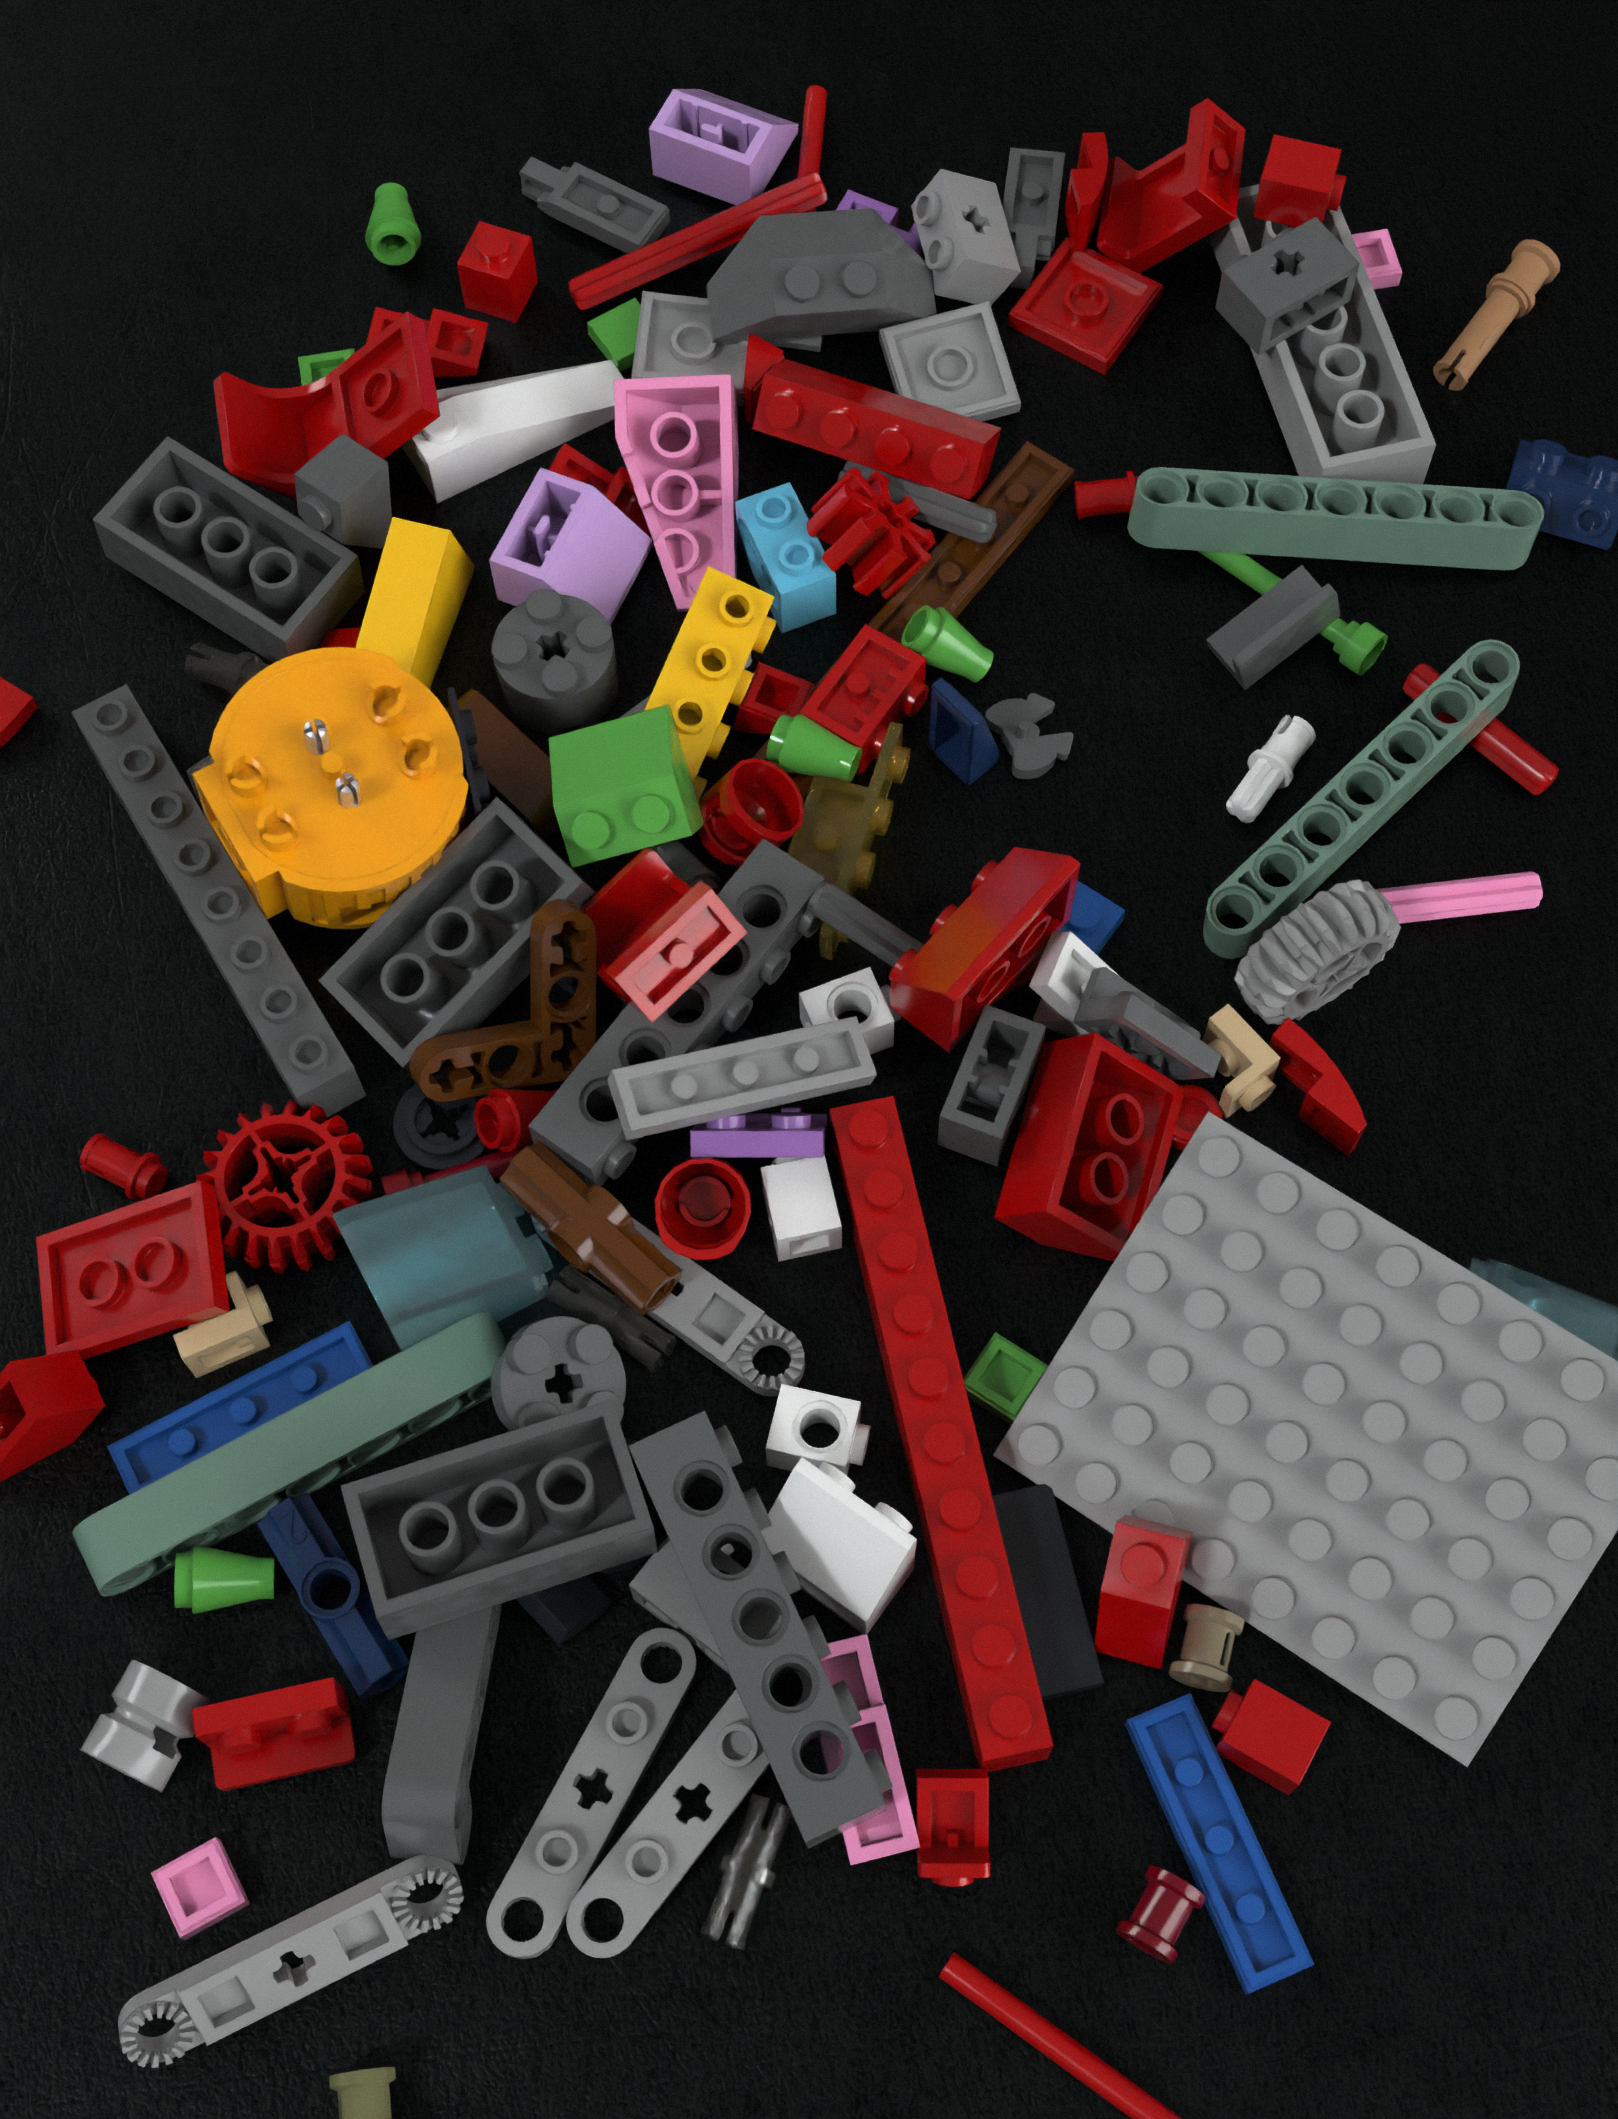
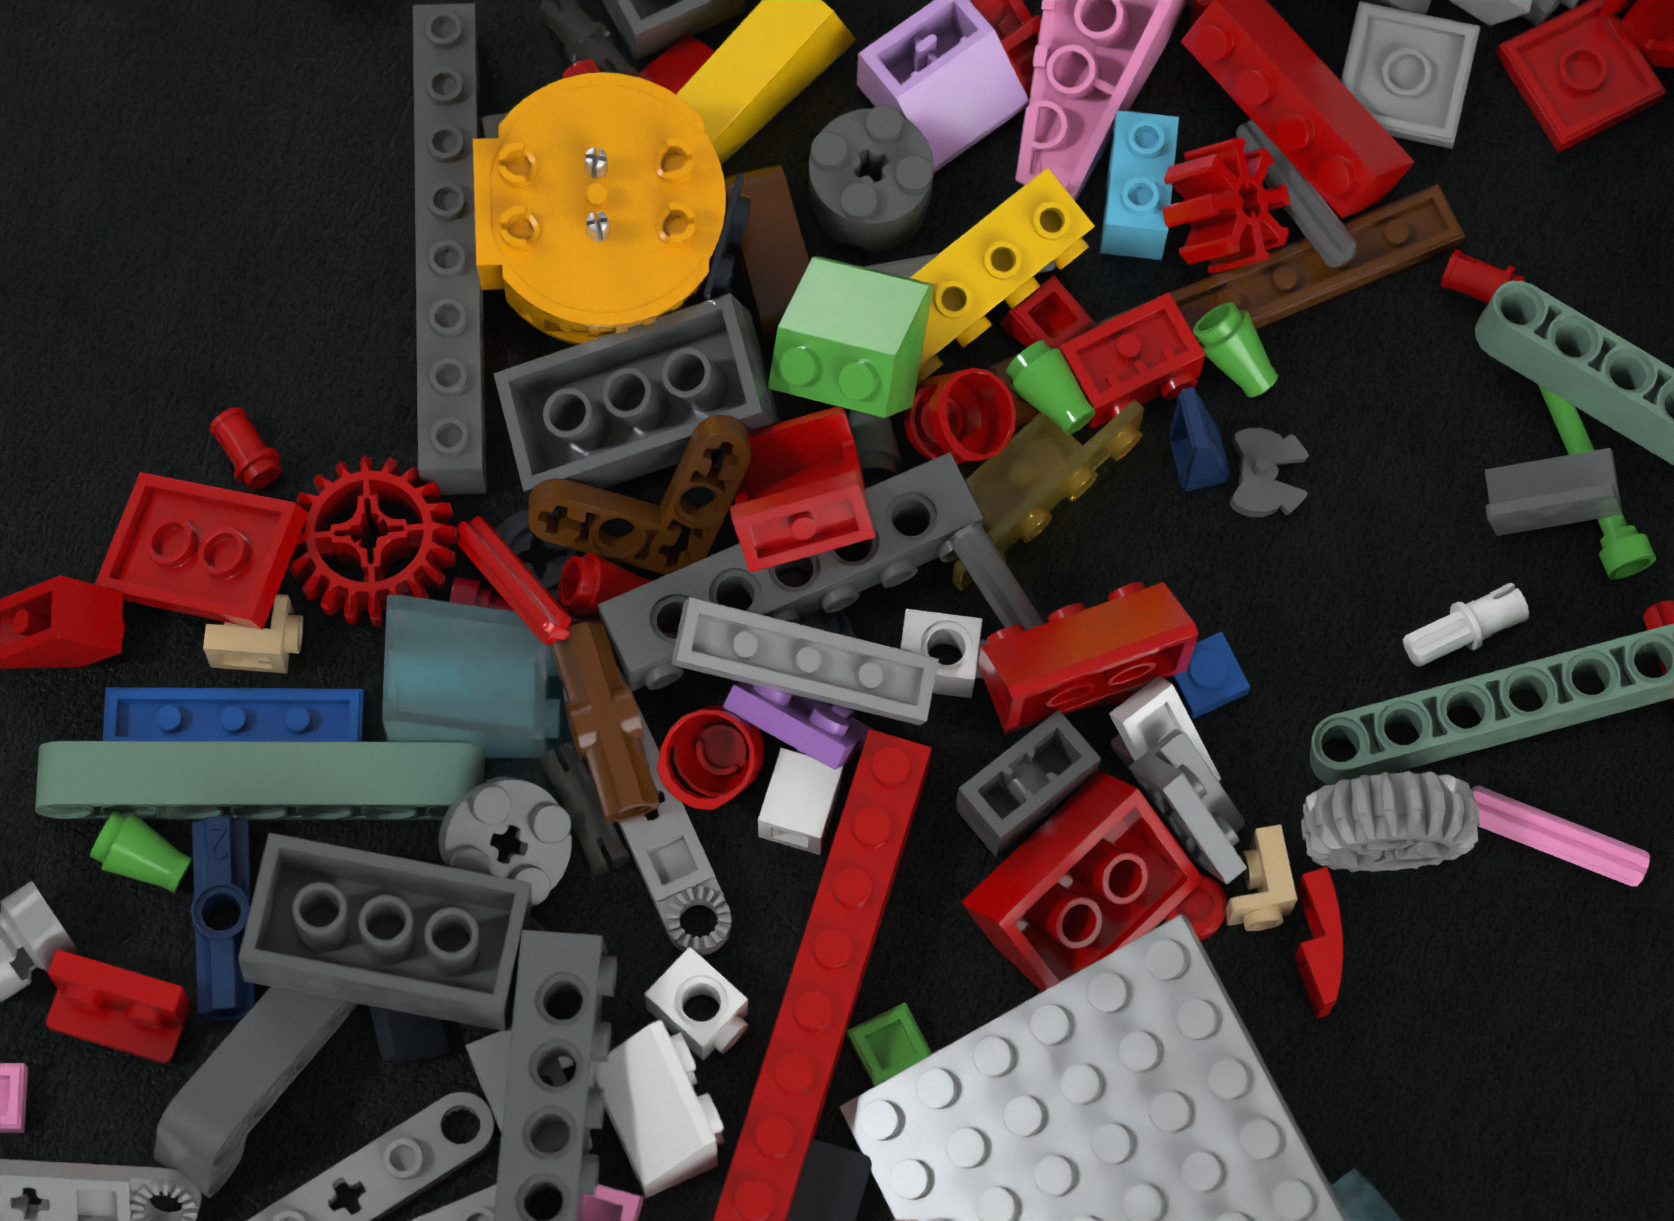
camera: 25 degrees right, 5 degrees up
(438, 1148) = (514, 580): none -> red axle

